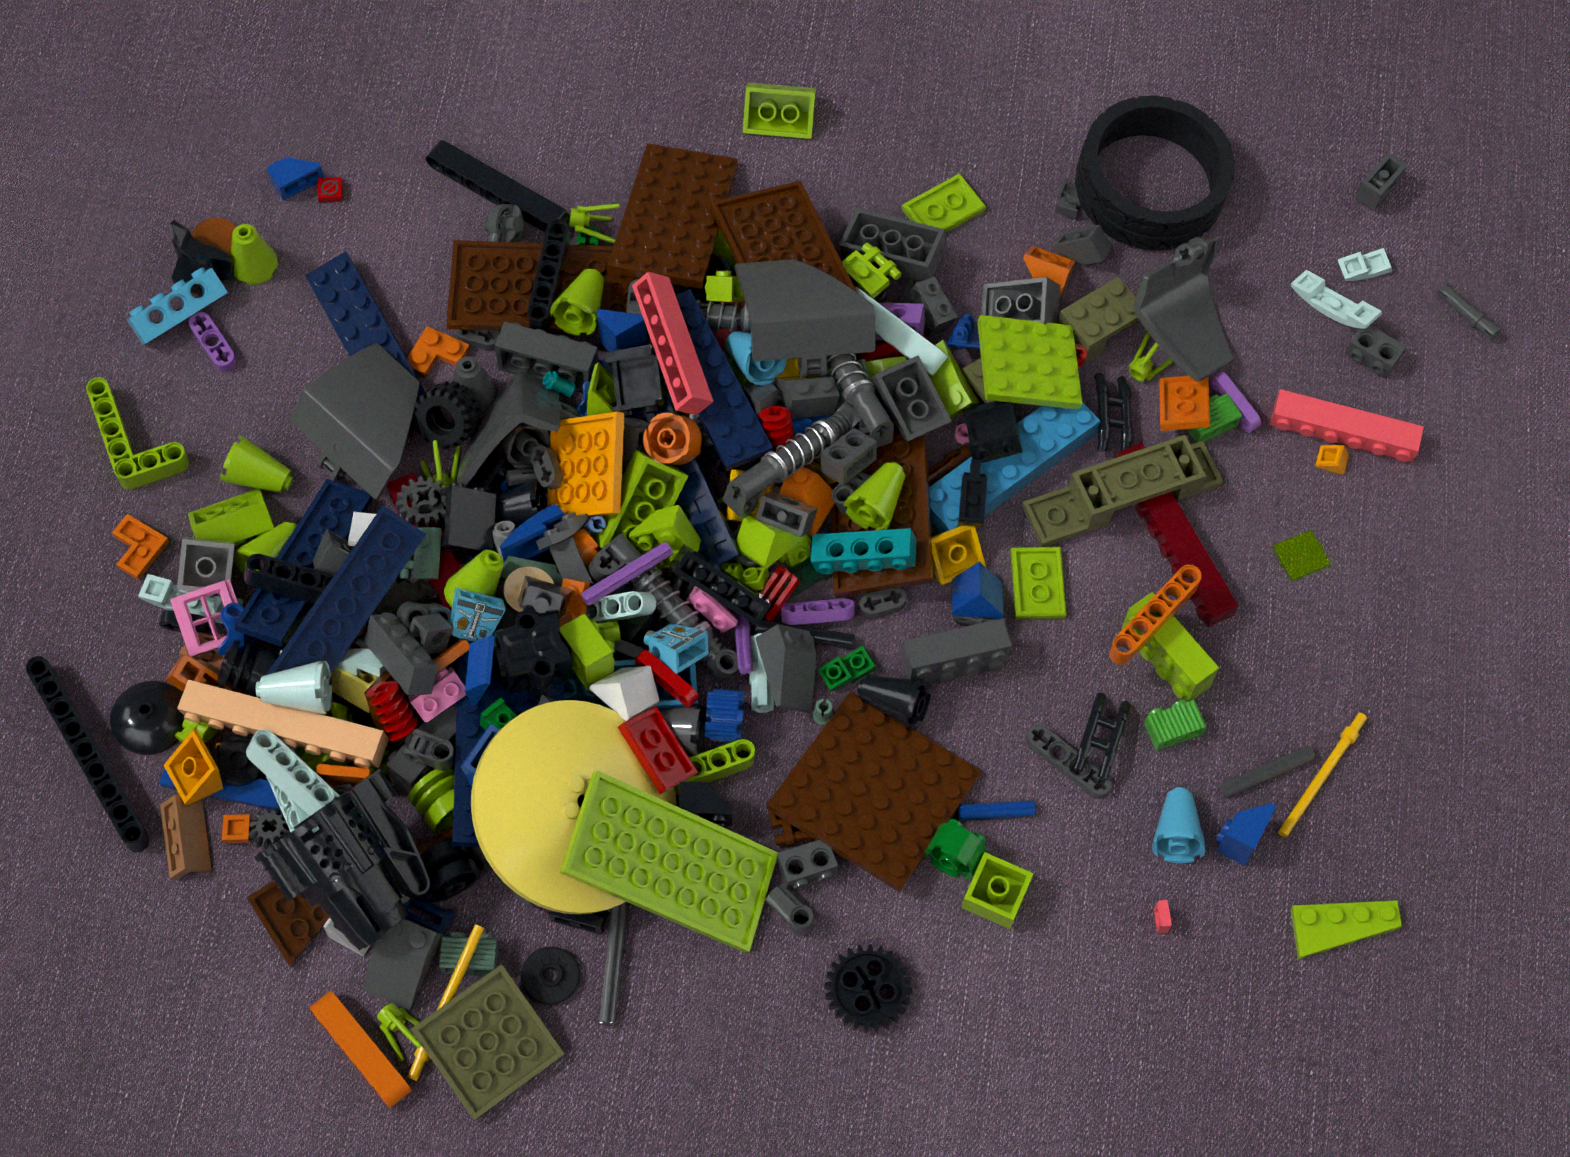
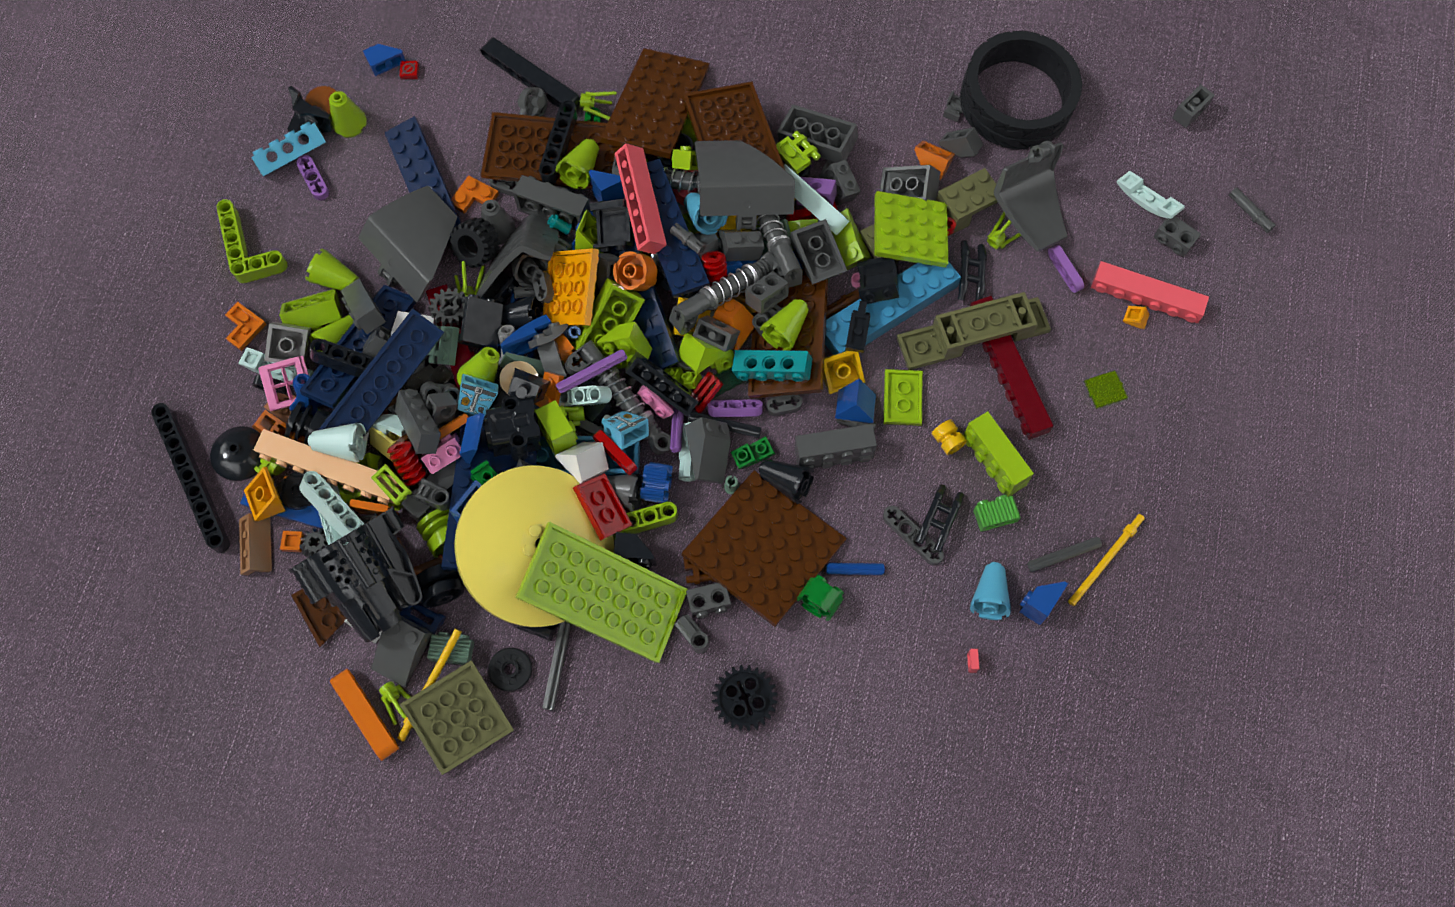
camera: 10 degrees right, 5 degrees up
(304, 509) = (362, 306): none -> dark grey brick
(390, 753) = (402, 495): none -> lime tile
(739, 392) = (687, 238): none -> dark grey pin
(779, 110) = (743, 28): lime slope -> none
(945, 205) = (860, 106): lime tile -> none
(965, 334) = (865, 204): blue hinge -> none
(997, 890) = (849, 631): lime brick -> none
(1101, 628) = (949, 437): none -> yellow wheel
(1149, 624) = (983, 436): orange beam -> none
(1184, 403) = (1026, 267): orange tile -> none
(1223, 417) = (1046, 280): bright green brick -> none
(1338, 924) = (1101, 677): lime wing -> none
(1364, 266) = (1176, 170): light aqua slope -> none

